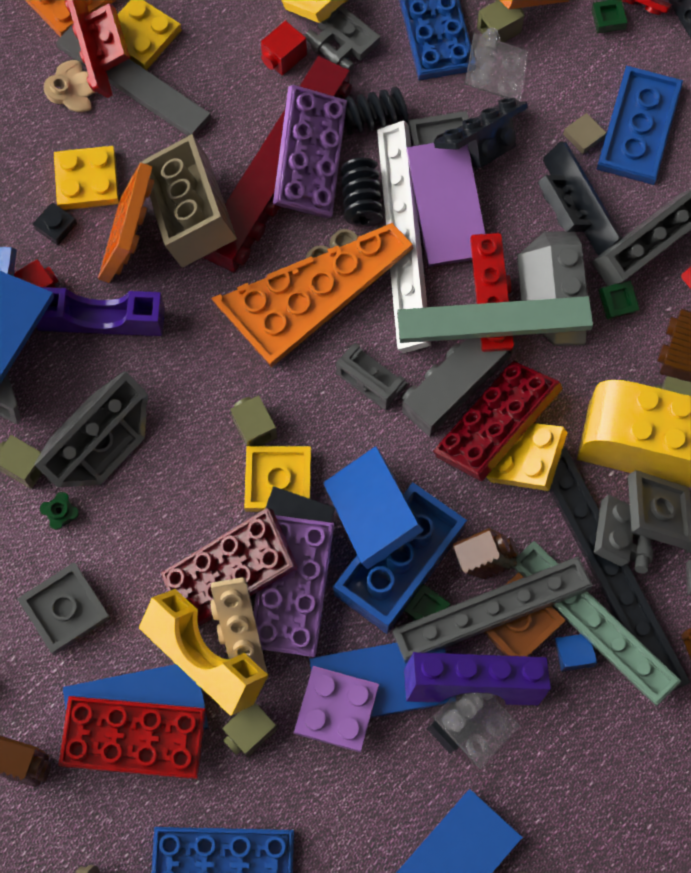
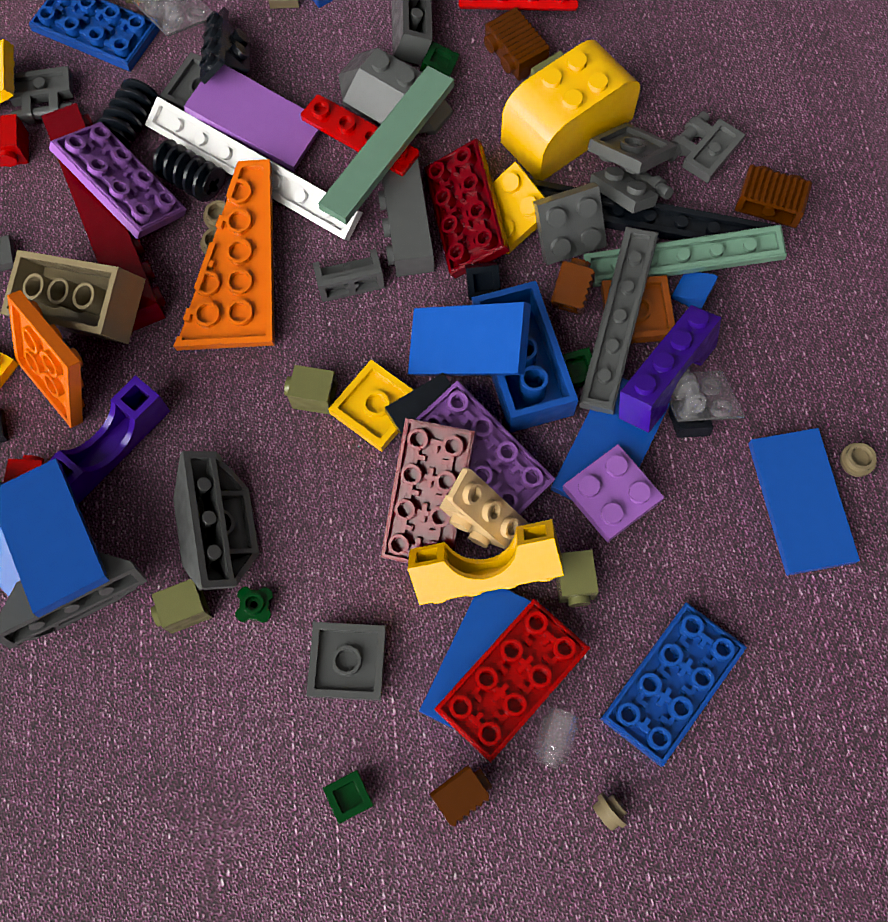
camera: 50 degrees left, 0 degrees up
(113, 803) = (556, 738): none -> clear brick
(445, 479) = (482, 278): none -> black plate
(546, 510) = (570, 223): none -> dark grey plate
(576, 200) = (333, 31): black bracket -> none

